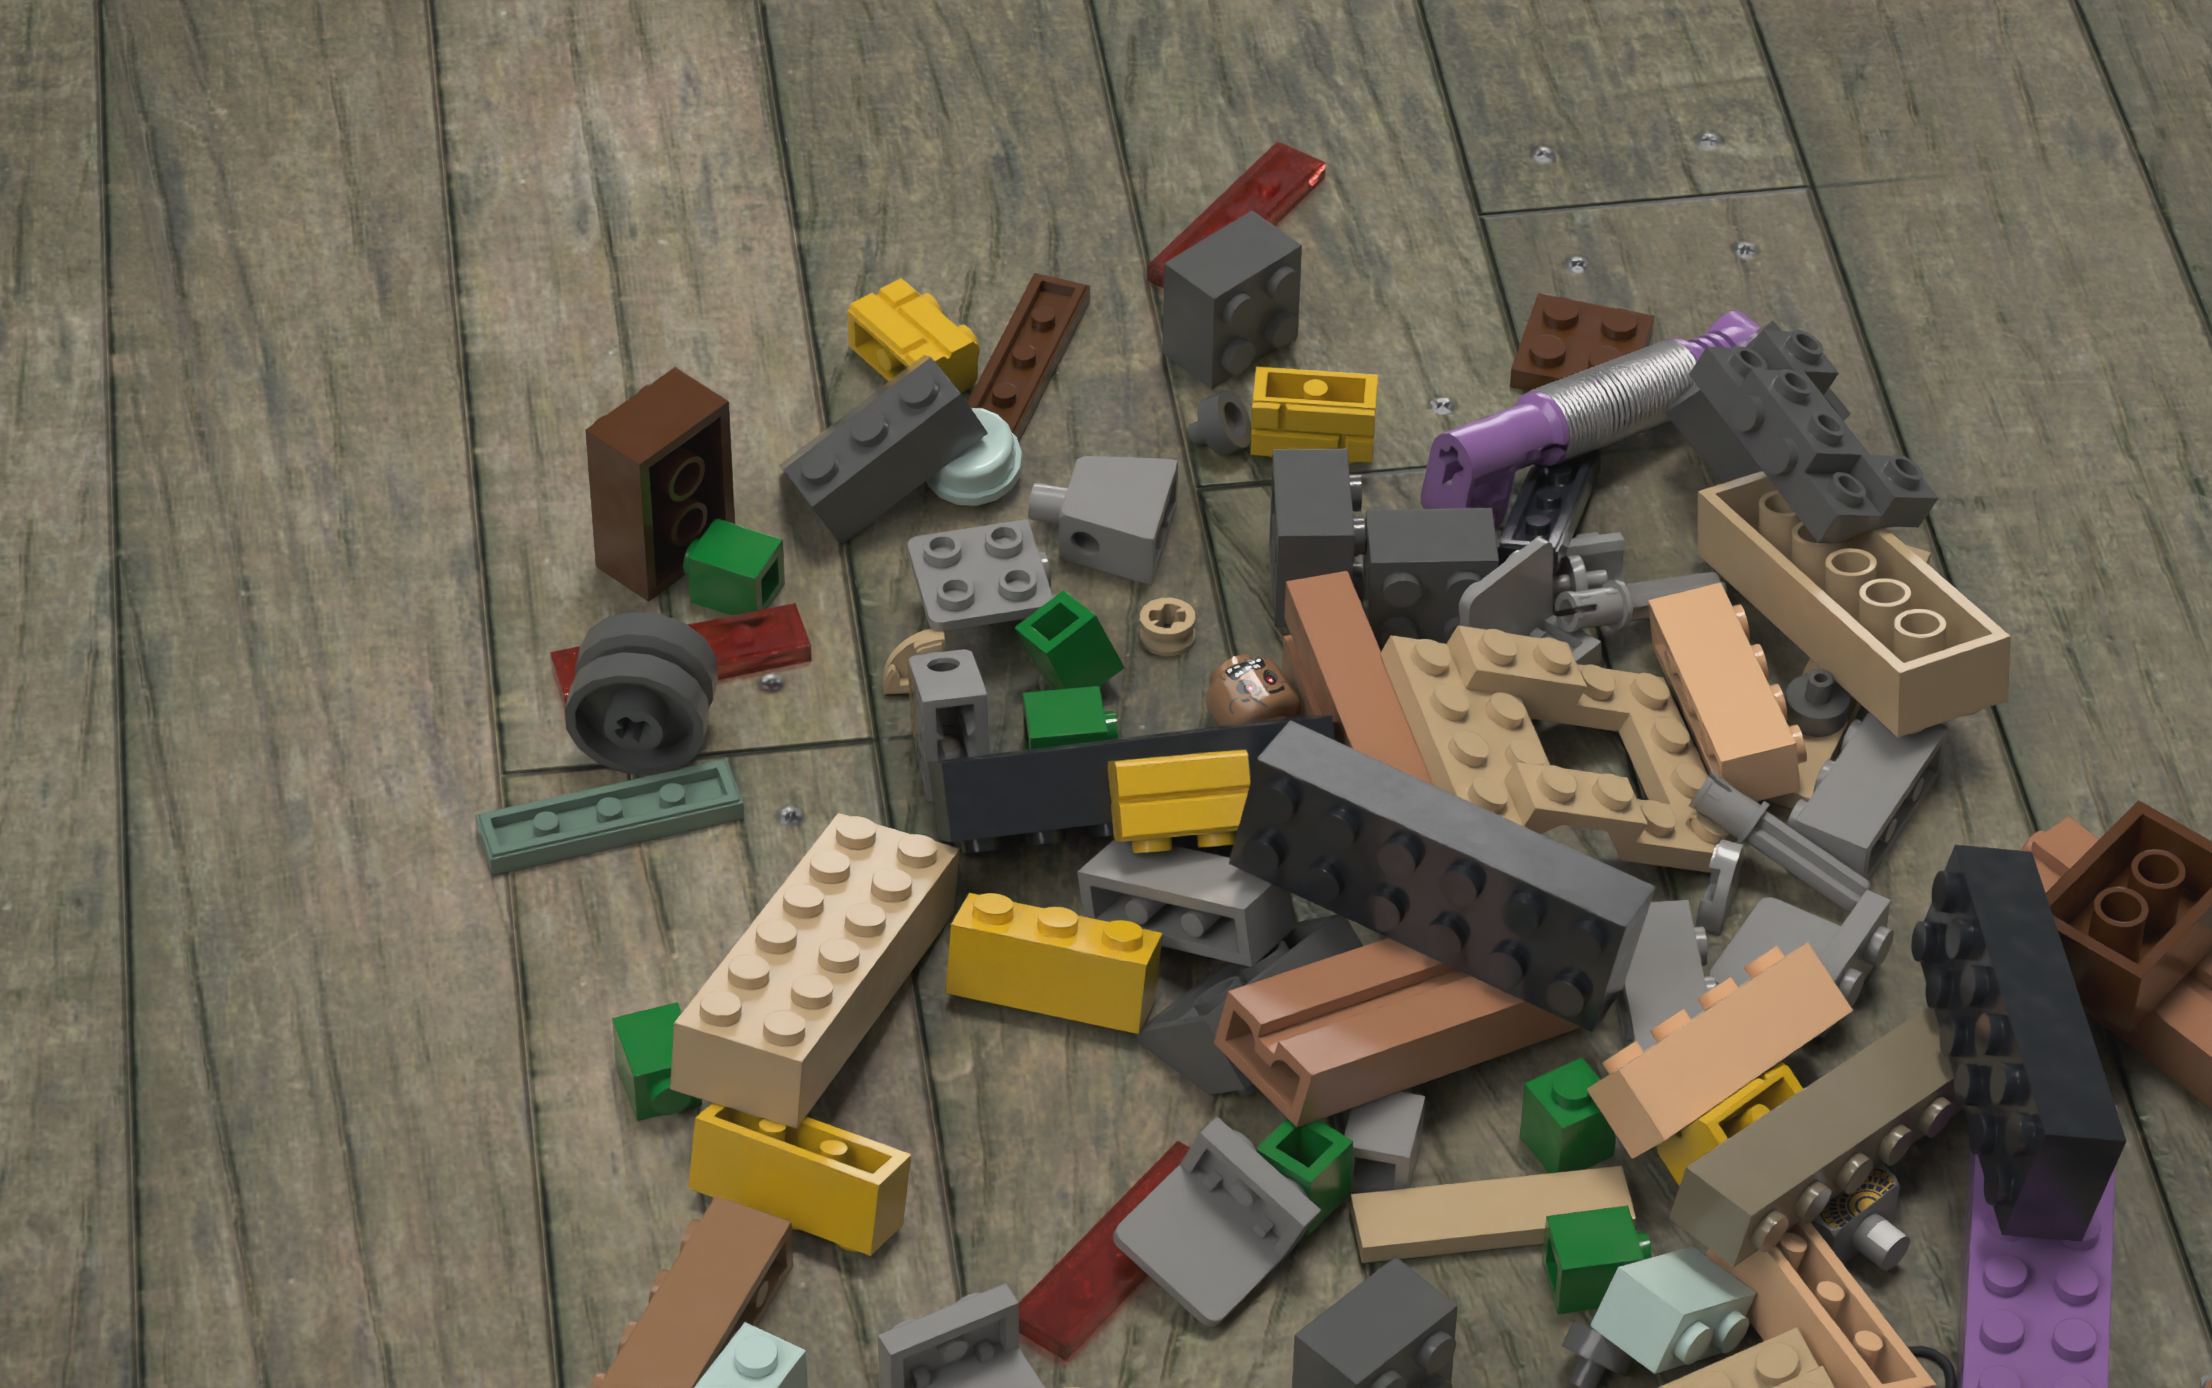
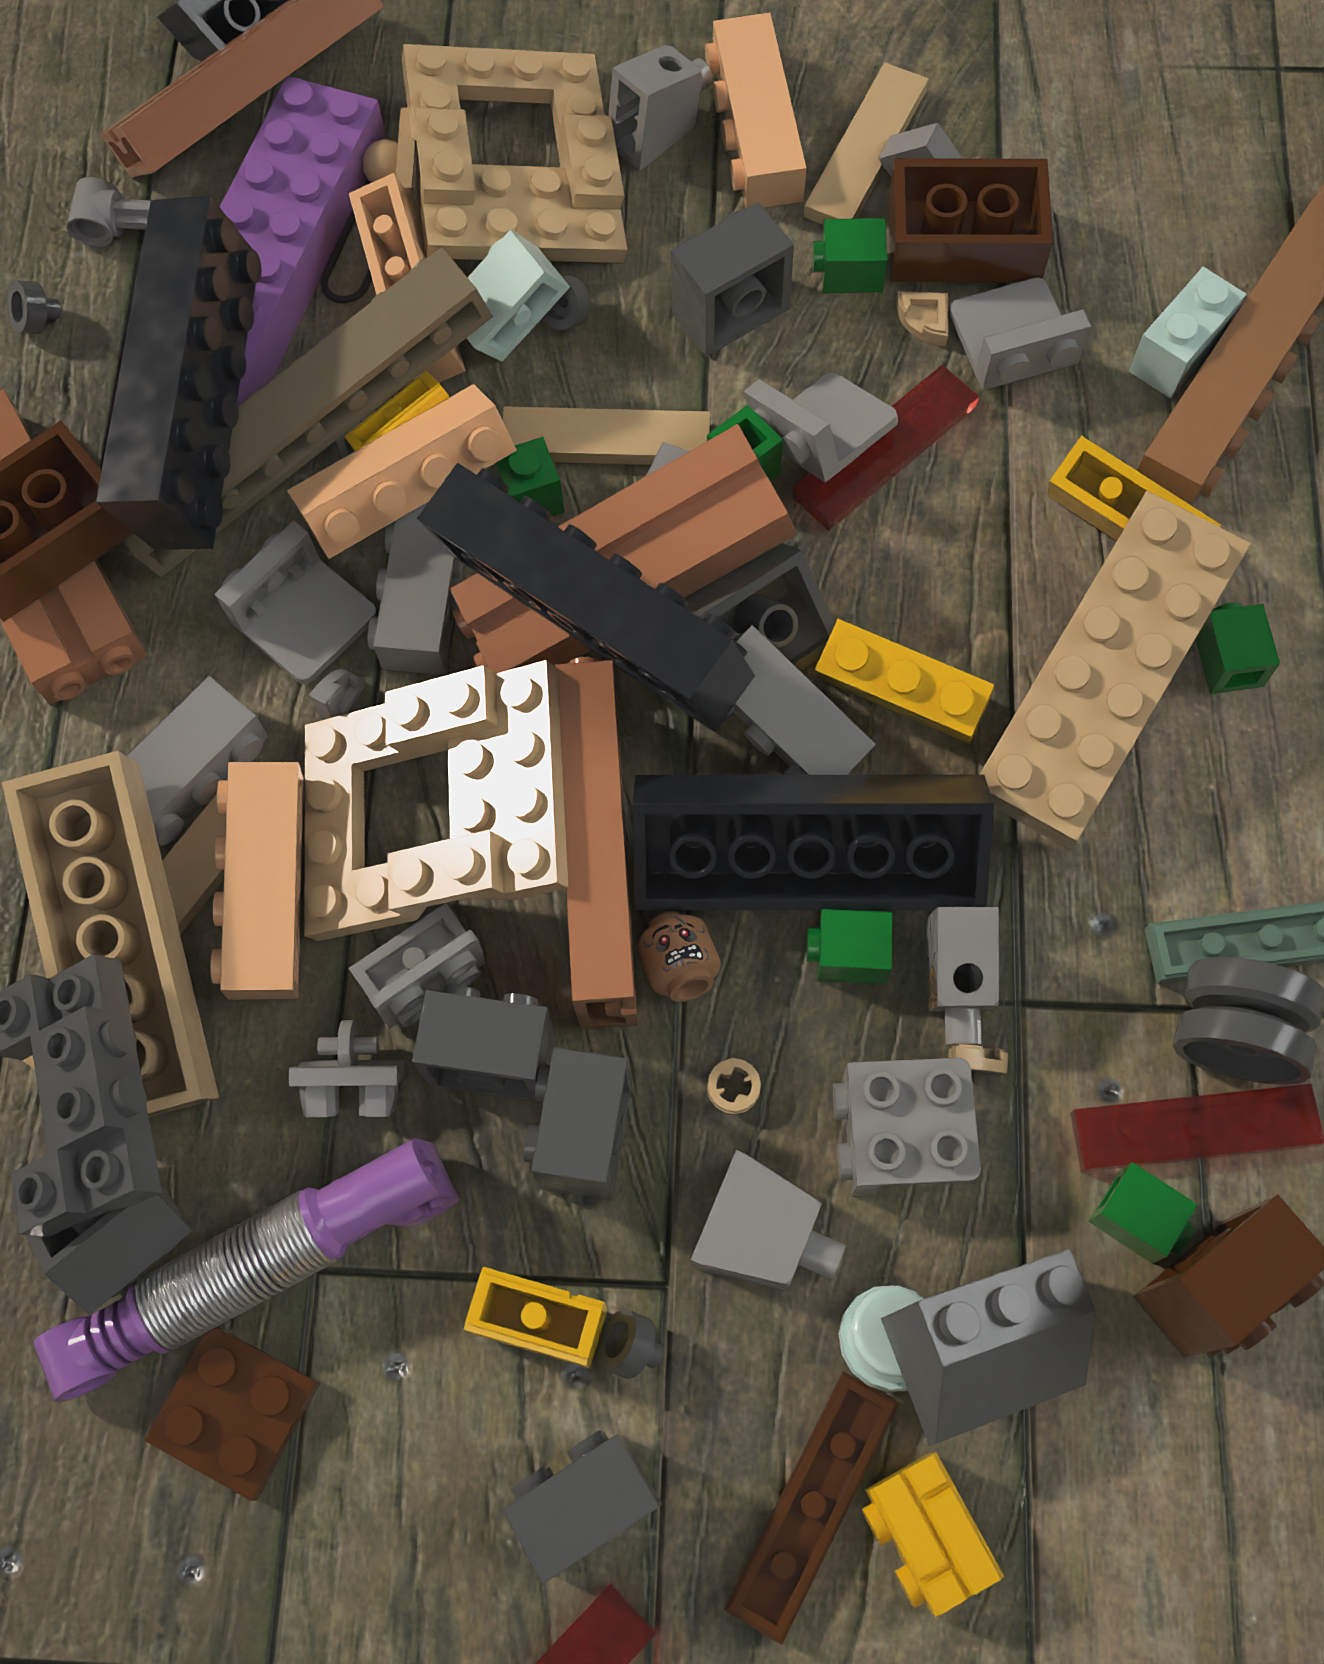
camera: 165 degrees left, 25 degrees up
(1069, 644) = (838, 1031): green brick -> none
(1178, 798) = (783, 754): yellow brick -> none
(1550, 506) = (356, 1105): black tile -> none
(1585, 1252) = (544, 370): green brick -> none
(1621, 603) = (316, 1008): light grey axle -> none
(1778, 841) = (289, 723): light grey axle -> none
(1817, 703) = (188, 866): dark grey tile -> none

